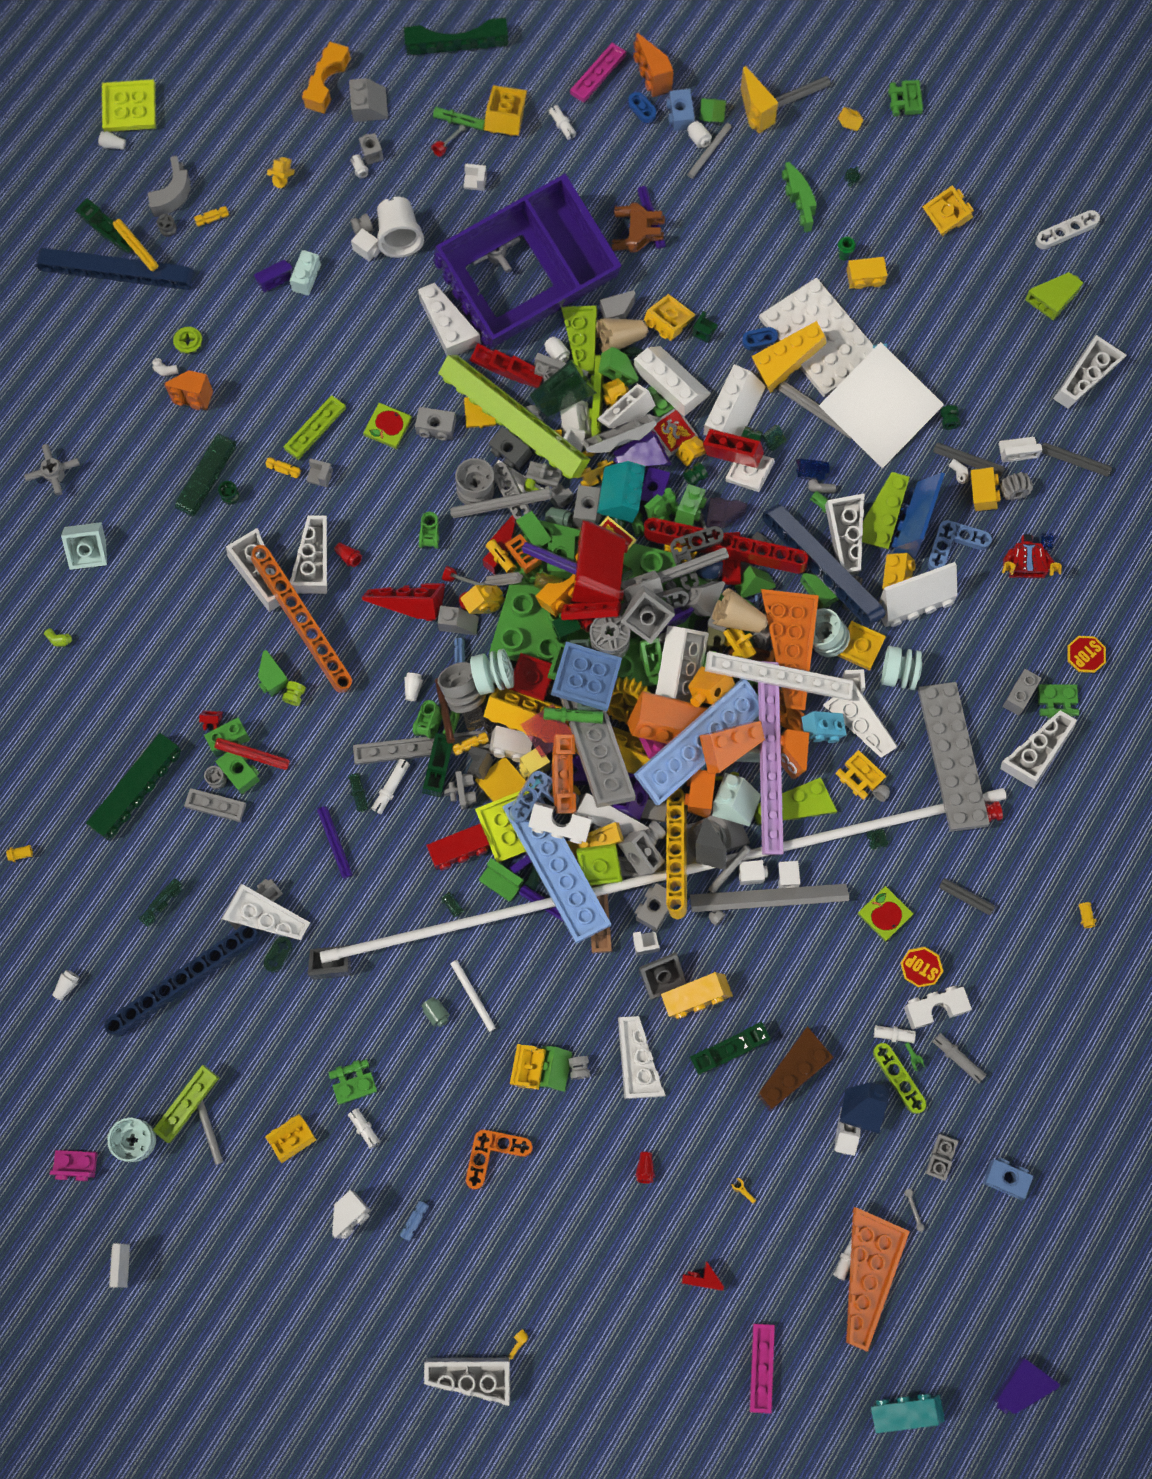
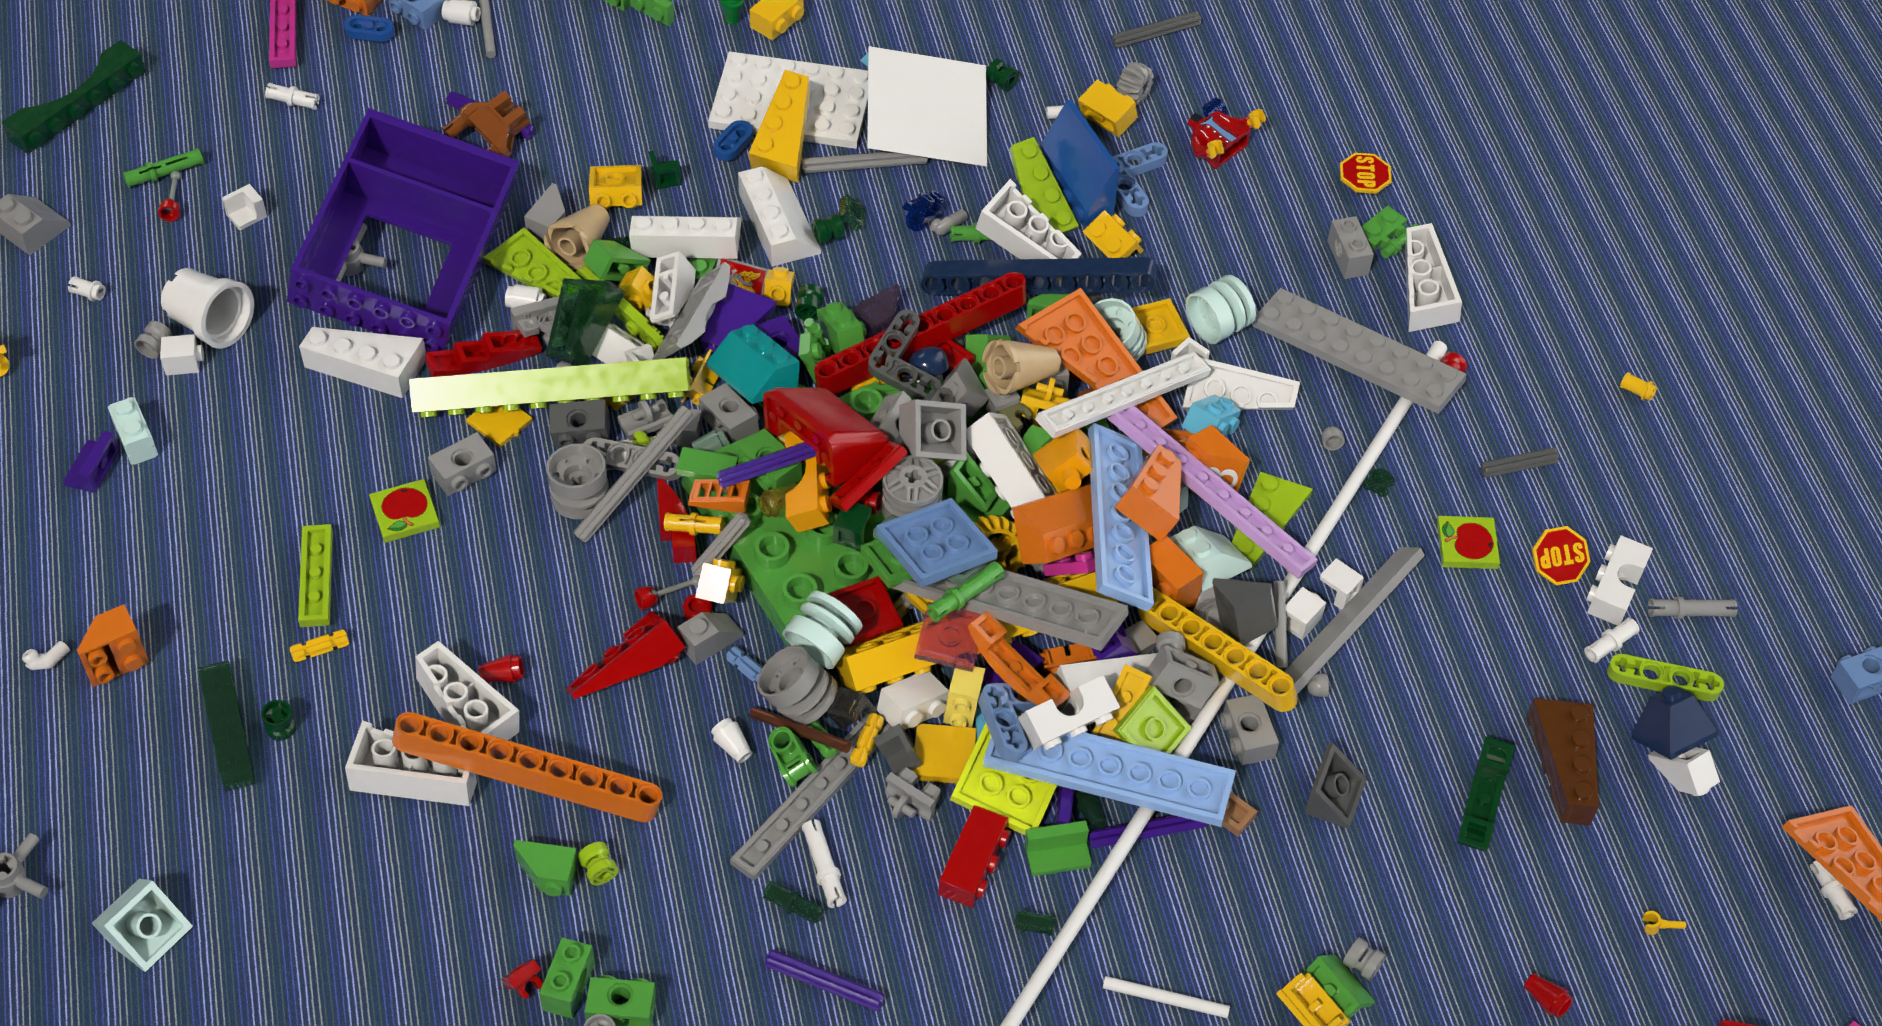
camera: 50 degrees left, 20 degrees down
(182, 335) = (50, 596): lime gear -> none
(251, 753) = (621, 964): red axle -> none
(319, 473) = (372, 615): light grey panel -> none
(372, 154) = (84, 261): light grey brick -> none
(429, 533) = (579, 574): bright green piece -> none
(437, 766) = (856, 794): dark green slope -> none
(505, 110) = (213, 126): yellow slope -> none
(638, 1068) = (1424, 906): white wing -> none
(645, 943) = (1280, 776): white panel -> none
(693, 565) = (921, 358): light grey axle -> none
(696, 995) = (1394, 773): yellow wedge -> none
(733, 448) = (825, 245): red brick -> none
(748, 476) = (860, 258): white plate -> none
(865, 770) = (1294, 431): yellow plate -> none
(908, 1193) = (1804, 776): light grey hinge -> none
(915, 1059) = (1659, 644): bright green hand -> none
(919, 595) = (1165, 227): white slope -> none
(941, 1157) = (1785, 709): light grey slope -> none
(967, 458) = (1054, 99): dark grey axle -> none
(1019, 449) = (1097, 57): white panel -> none

